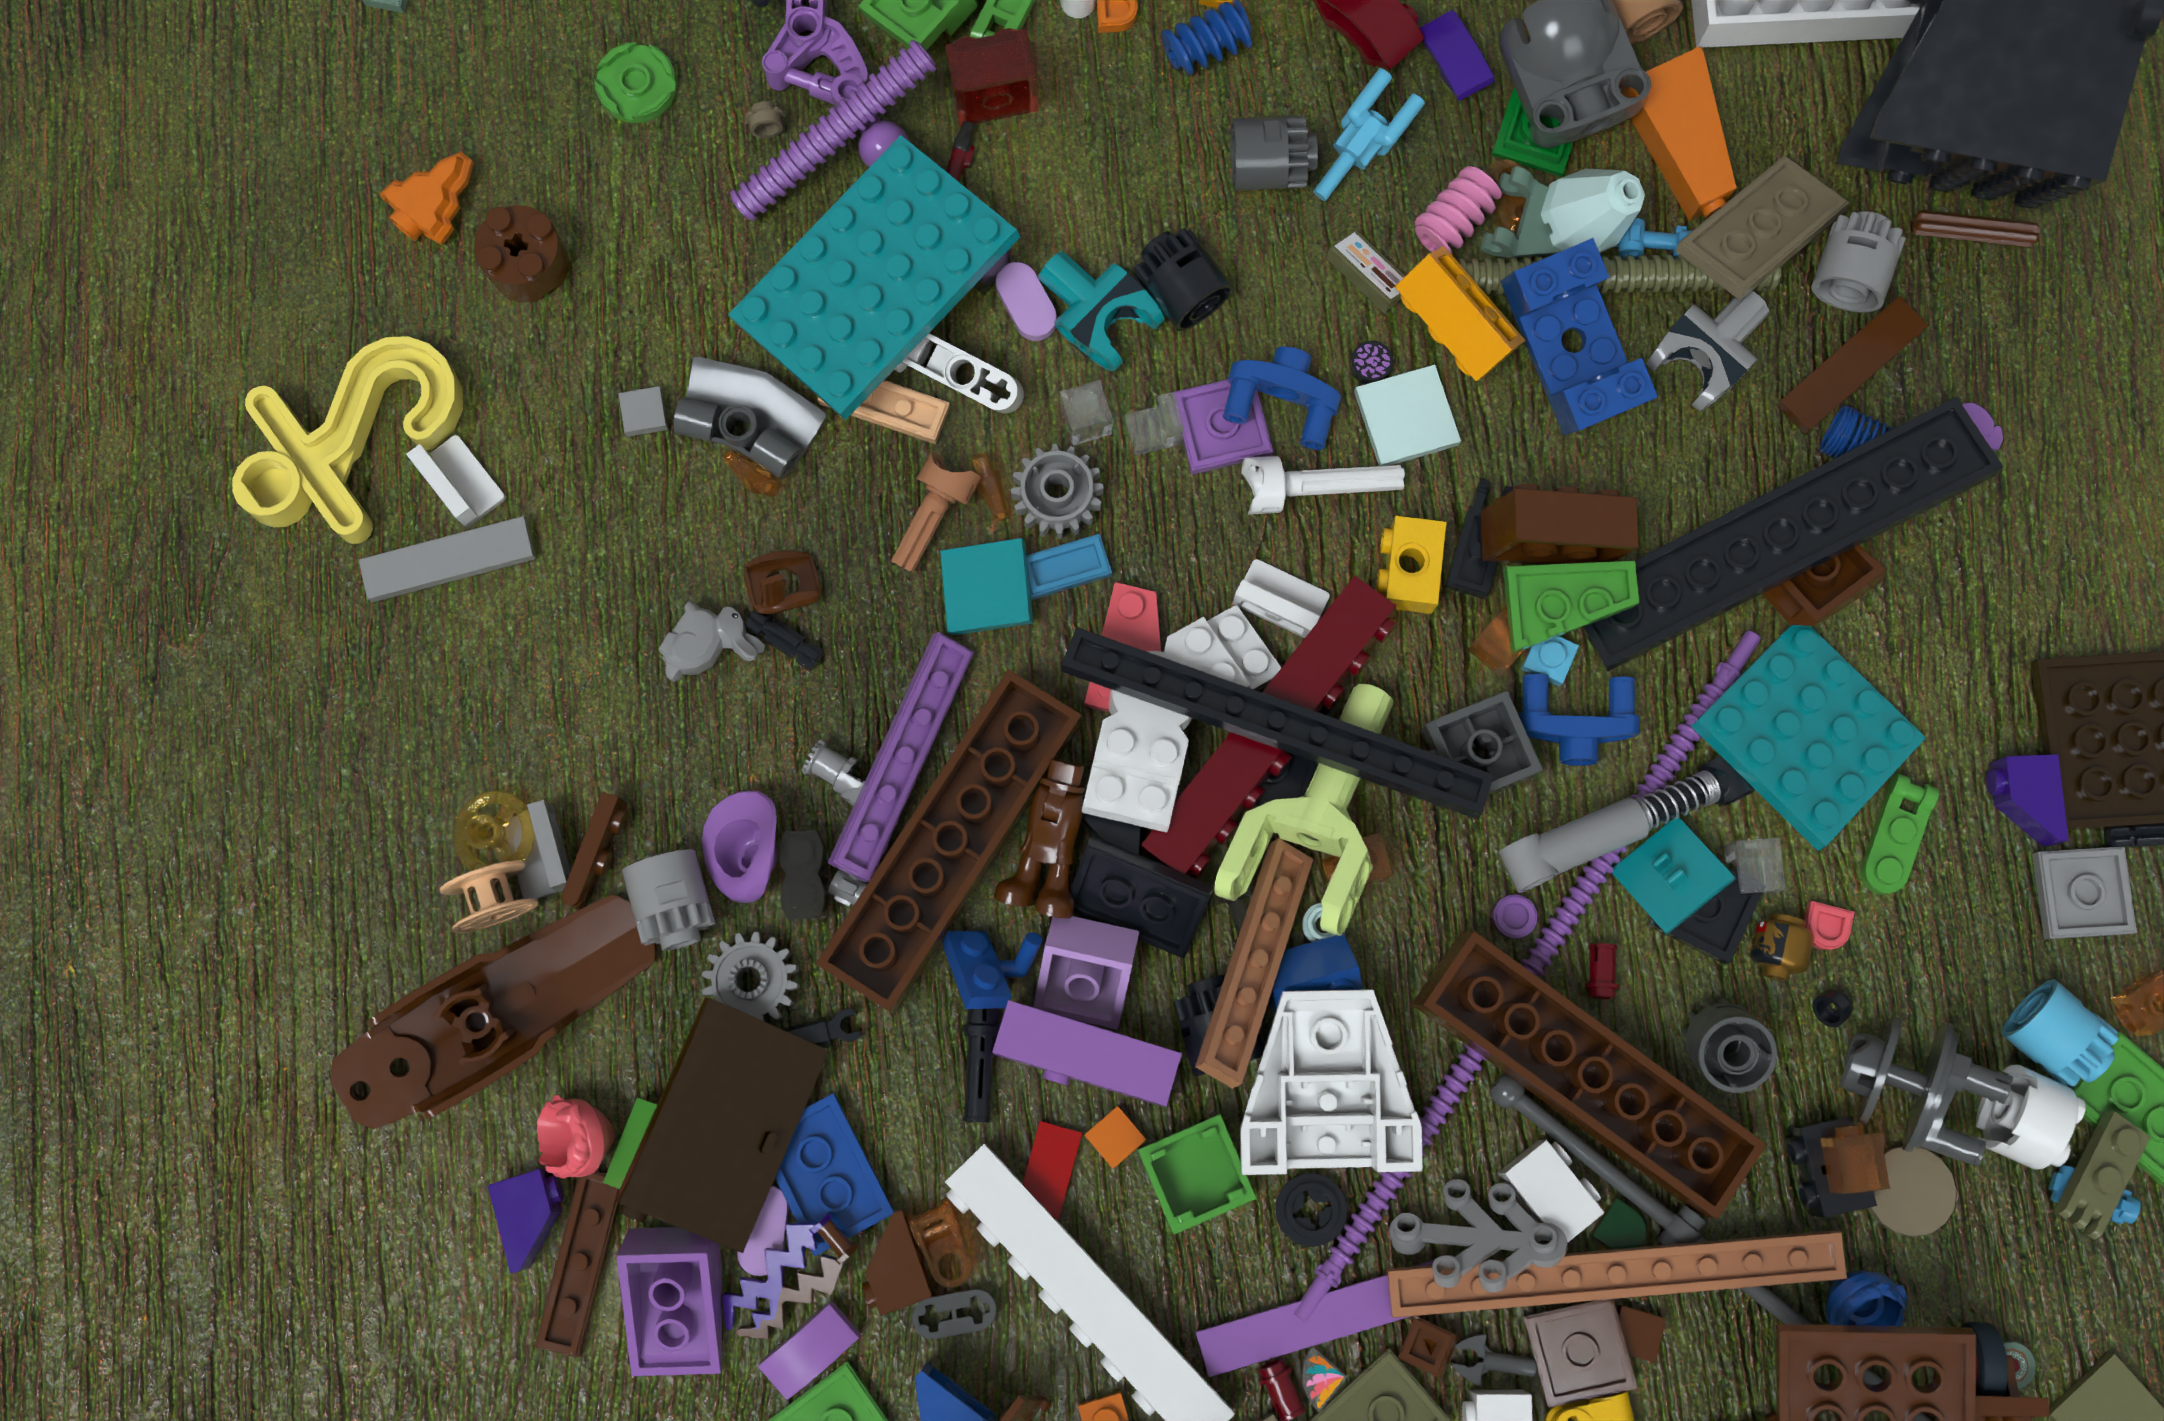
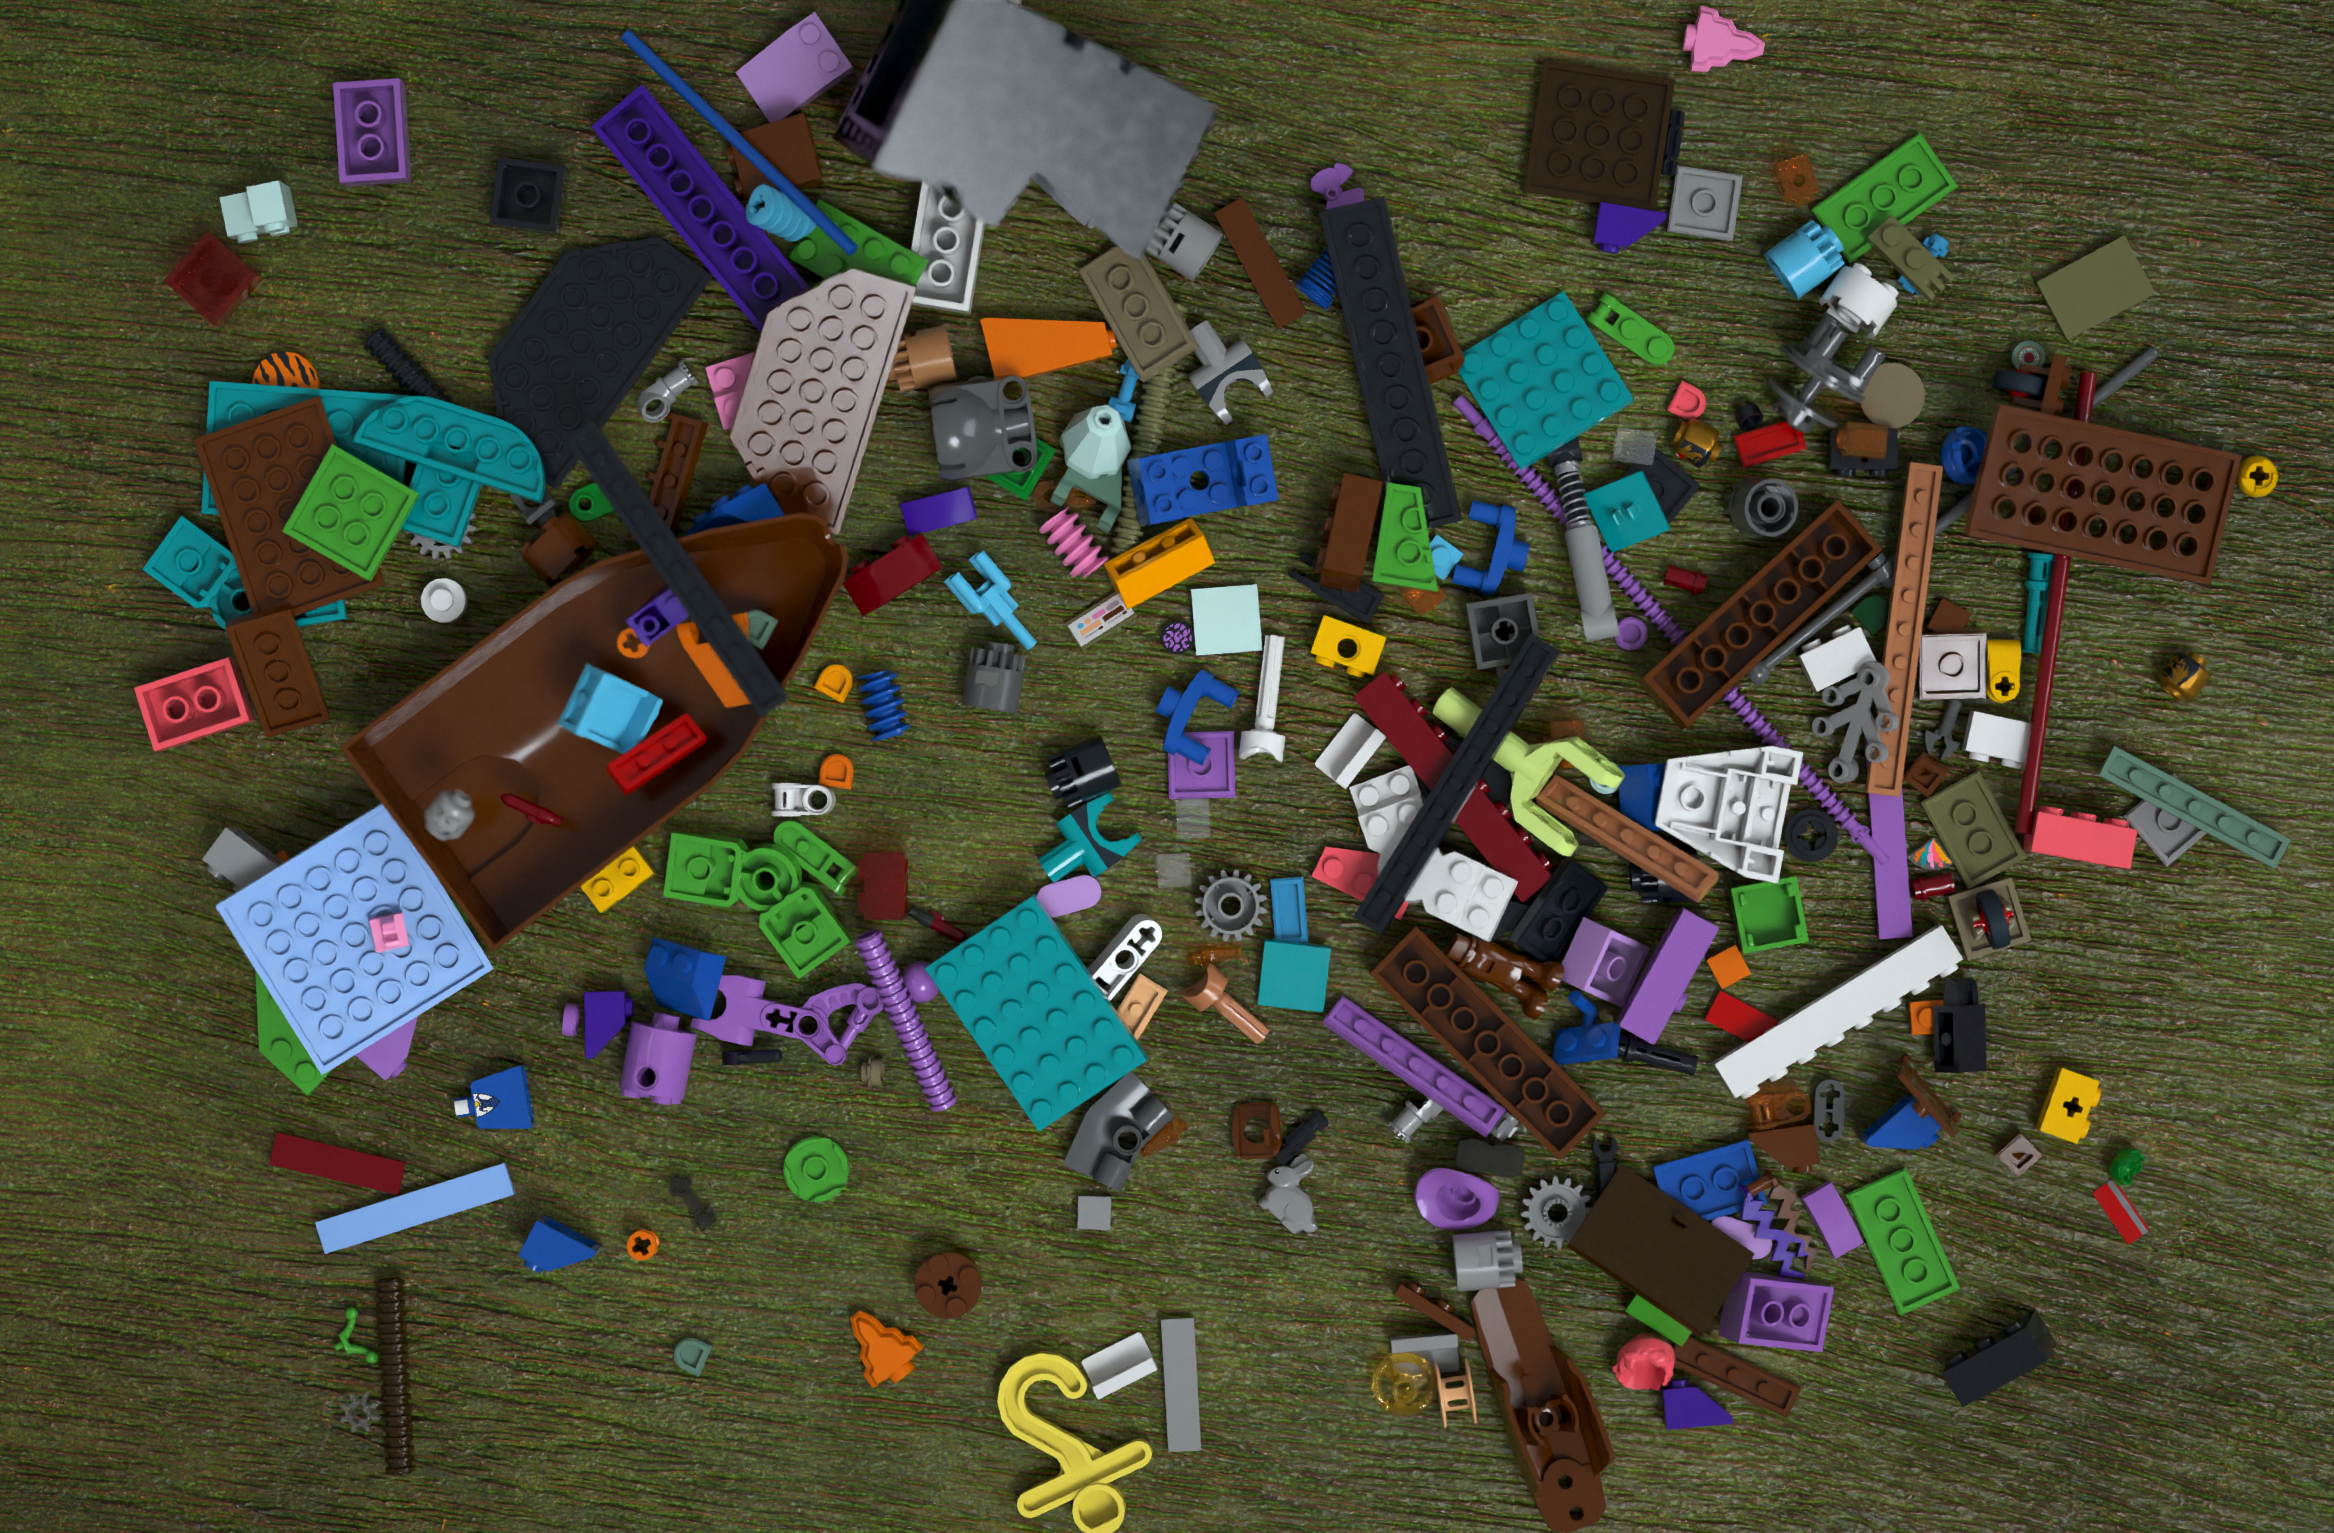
camera: 80 degrees left, 10 degrees up
(1804, 1044) = (1768, 443): none -> red tile

